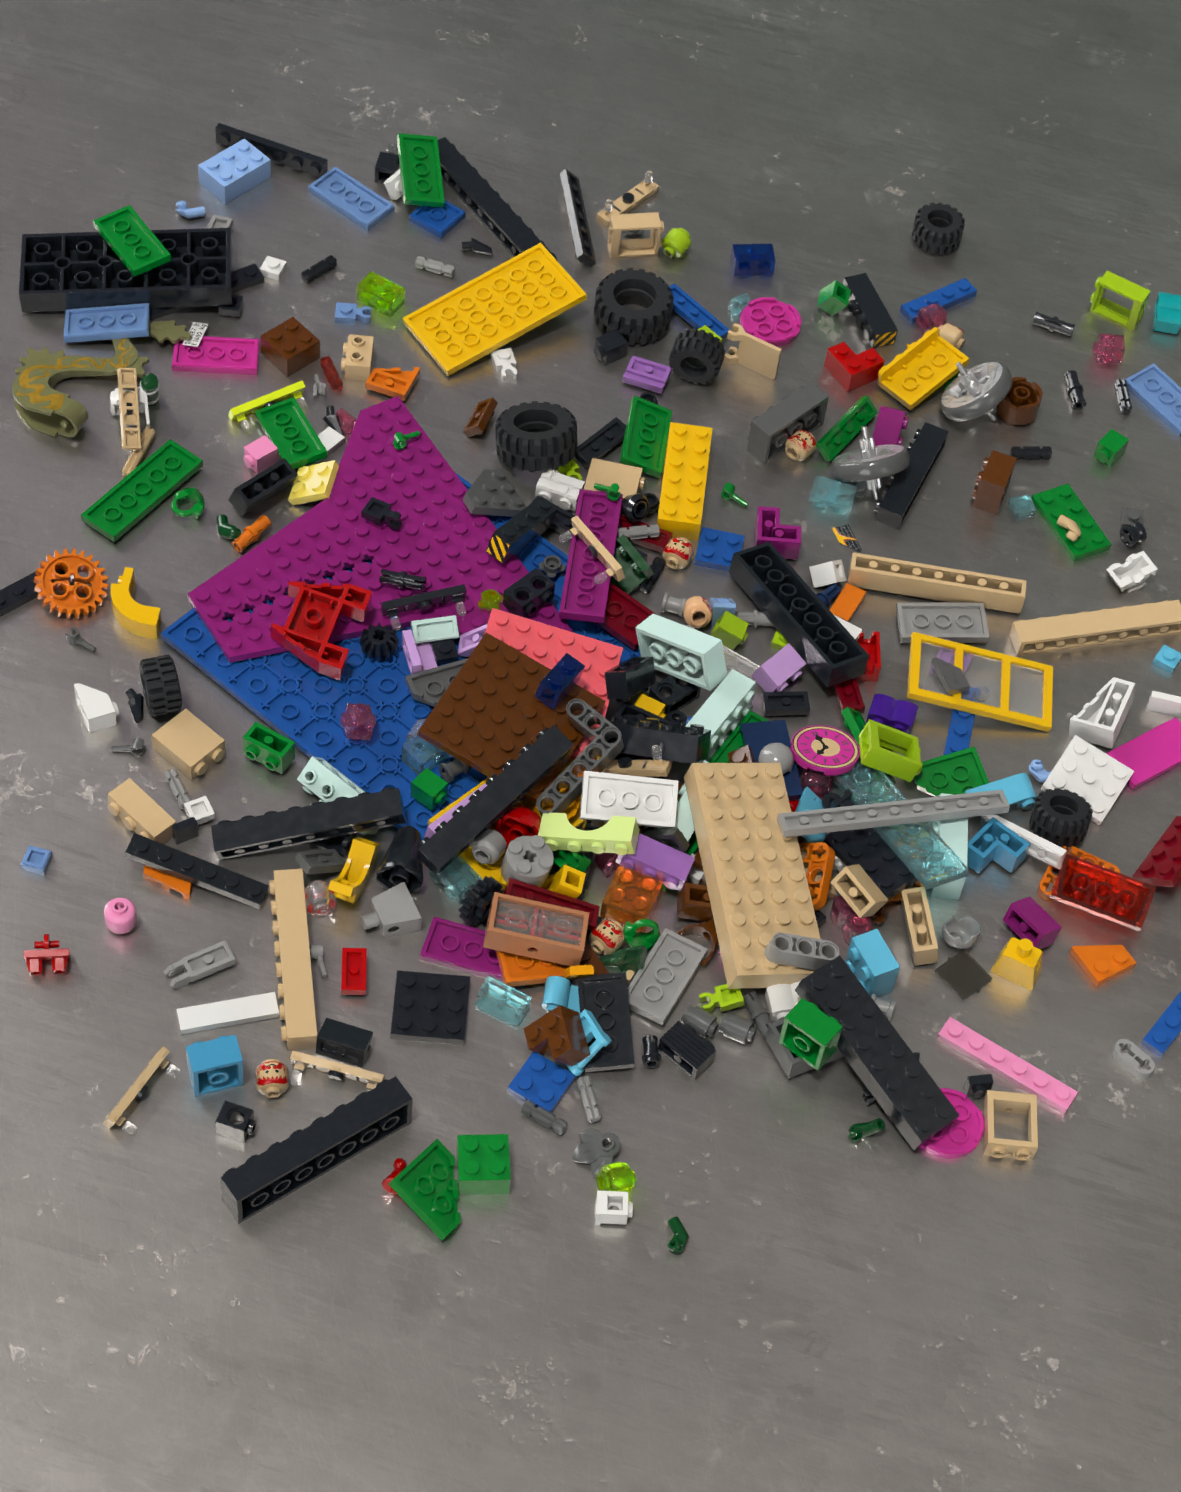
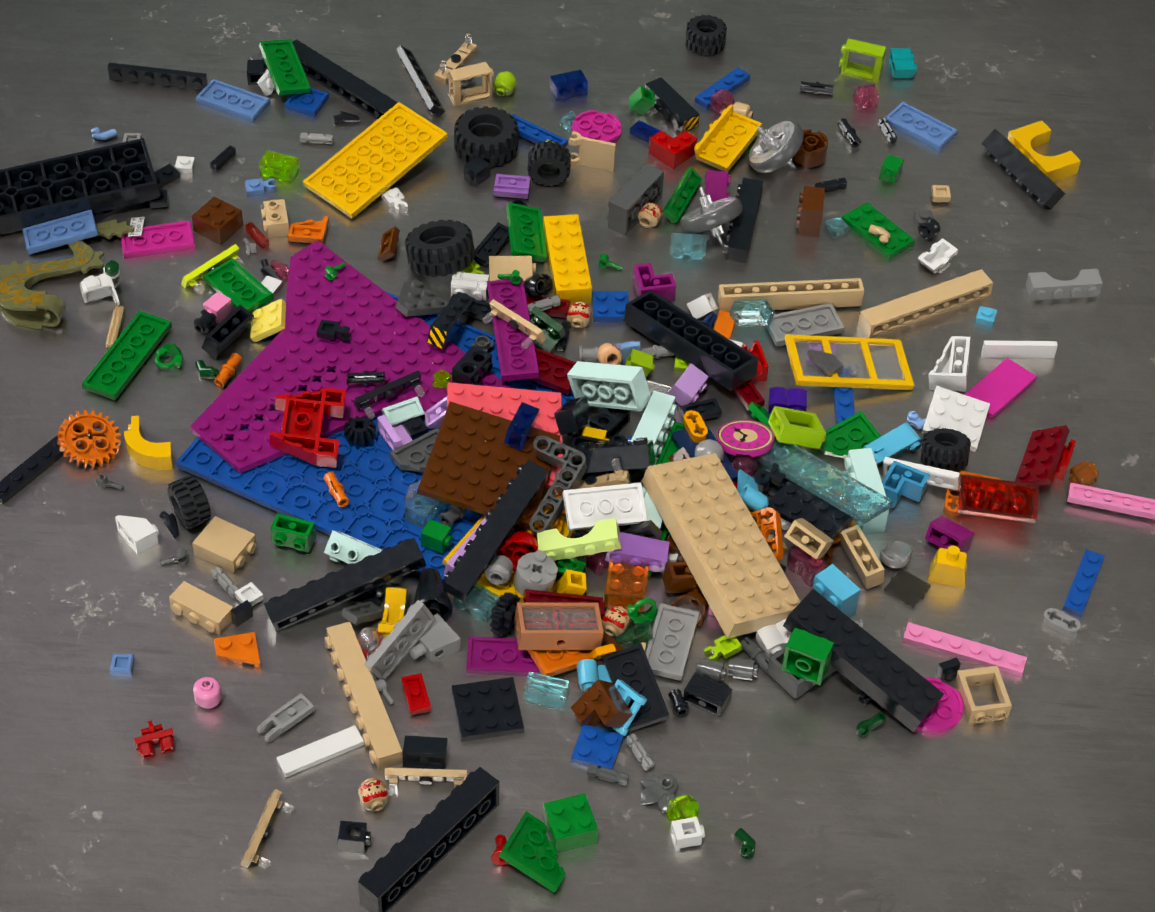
camera: 10 degrees left, 5 degrees down
(129, 408) = (100, 292): tan piece -> none
(132, 240) = (65, 162): green plate -> none
(196, 871) = (261, 643): black plate -> none
(215, 1065) = (323, 794): dark azure brick -> none
(234, 171) = (132, 97): light blue brick -> none
(241, 469) = (205, 322): none -> black brick
(332, 706) = (336, 489): none -> orange pin
(349, 906) = (400, 641): none -> light grey plate
(358, 721) = (362, 495): clear pink brick -> none
(775, 722) = (691, 427): none -> light orange beam
(791, 948) = (779, 593): light grey beam -> none
(826, 336) = (643, 131): none -> clear blue plate
(846, 537) = (707, 277): sticker -> none
(882, 596) = (752, 313): none -> clear light blue brick
(892, 813) = (817, 472): light grey plate -> none
(1103, 961) = (1012, 553): orange wing -> none
(1162, 491) = (940, 193): none -> tan plate

